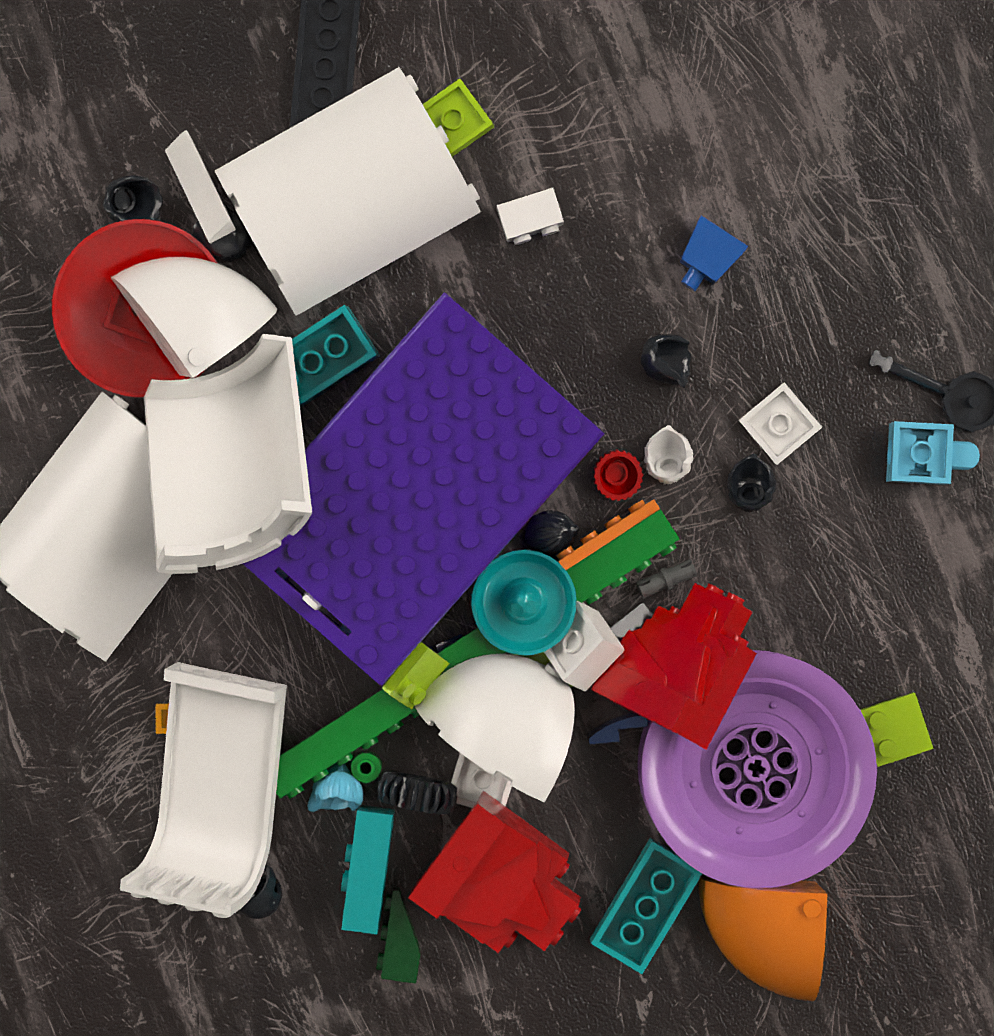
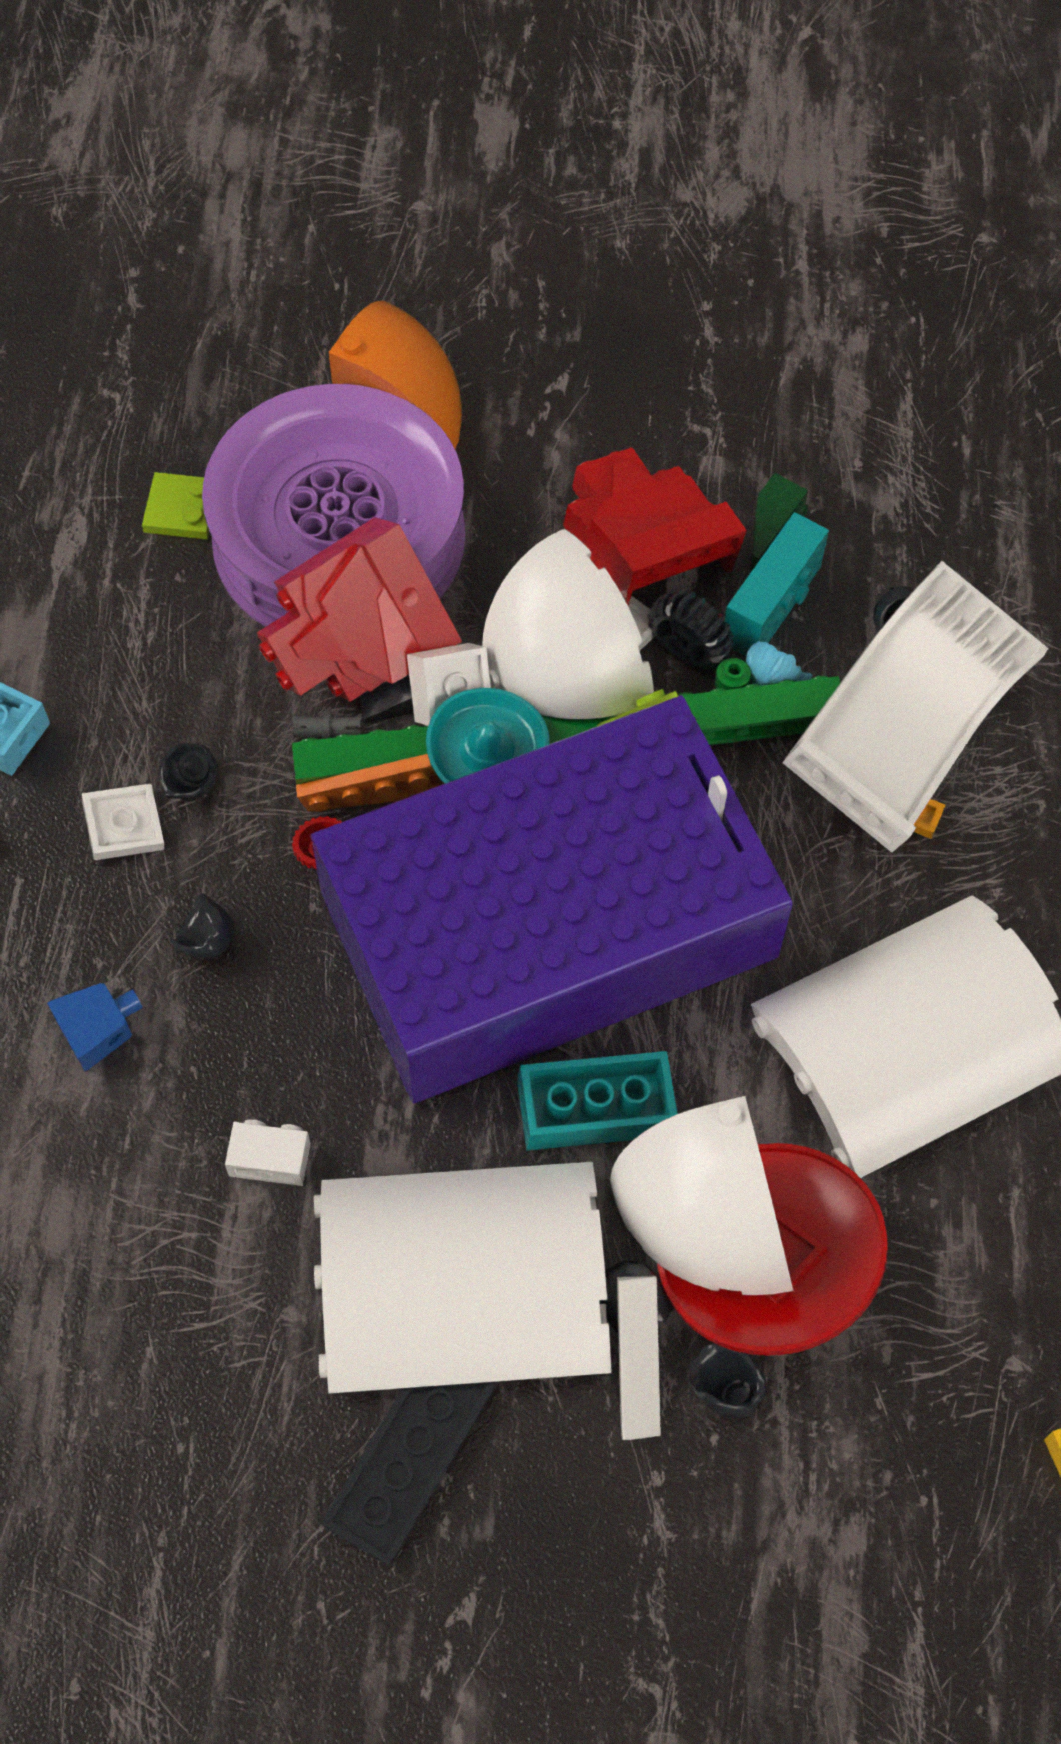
camera: 155 degrees left, 25 degrees down
(227, 461) = (744, 990): white panel -> none
(458, 116) = (289, 1307): lime plate -> none
(609, 732) = (465, 603): dark blue slope -> none
(645, 906) = (516, 448): teal brick -> none
(668, 455) = (258, 835): white hair -> none

